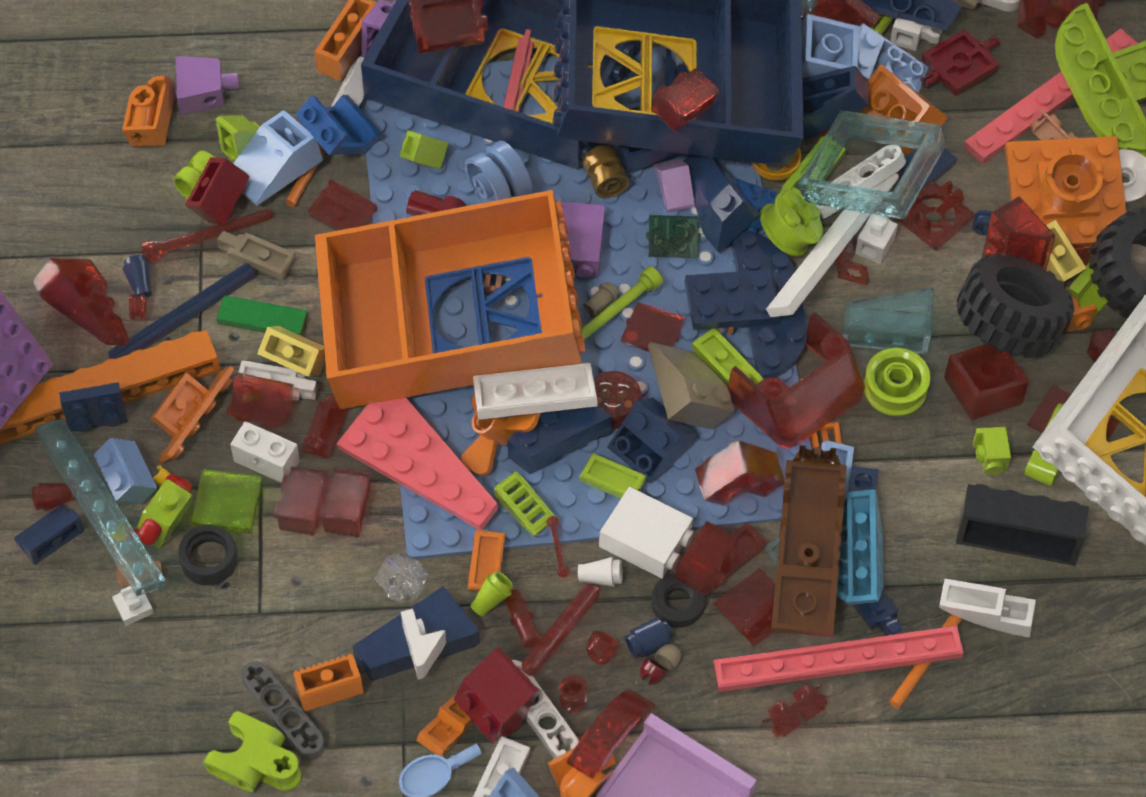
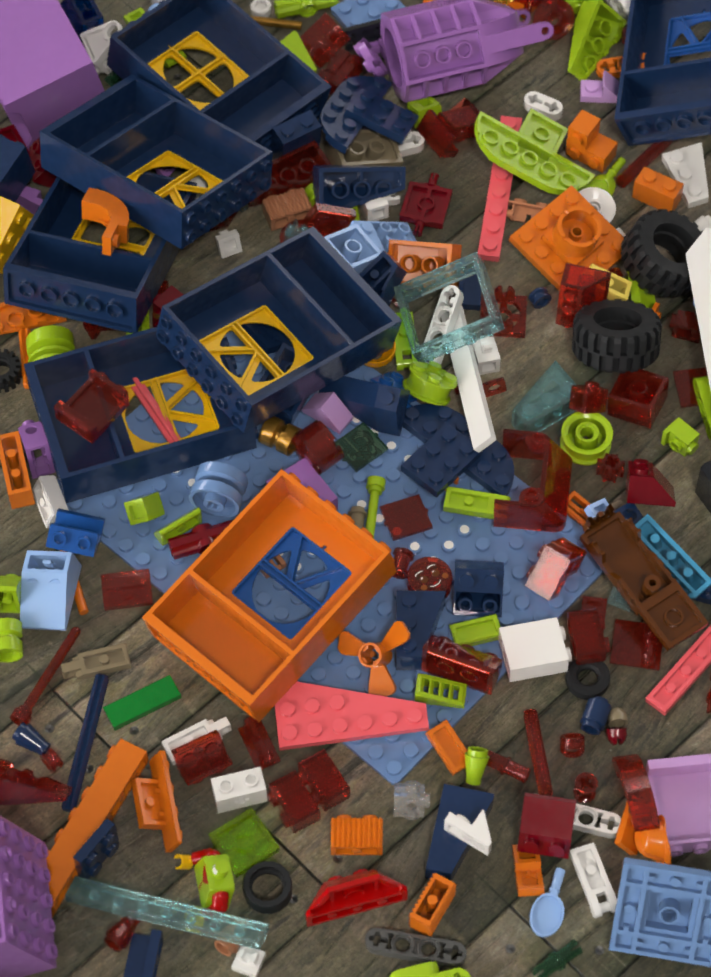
camera: 40 degrees left, 0 degrees up
(125, 471) = (159, 875): medium blue brick -> none
(217, 190) = (33, 639): dark red brick -> none
(269, 619) = (353, 895): none -> red wedge
(292, 351) = (192, 708): light yellow brick -> none
(327, 572) = (356, 835): none -> orange brick
(440, 187) = (179, 526): none -> lime slope
(534, 391) = (386, 611): white tile -> none
(552, 523) = (469, 689): clear red hinge -> none
(565, 492) = (461, 664): none -> clear red slope
(602, 572) = (526, 697): white cone -> none
(605, 362) = (402, 560): none -> clear red bush
(625, 205) = (317, 446): none -> clear red brick
(684, 99) = (317, 345): clear red brick -> none
(689, 387) = (474, 535): dark tan slope -> none
(893, 427) = (610, 467): none -> clear red gear
(909, 467) = (648, 485): none -> dark red slope
(928, 343) = (588, 398): none -> clear red brick

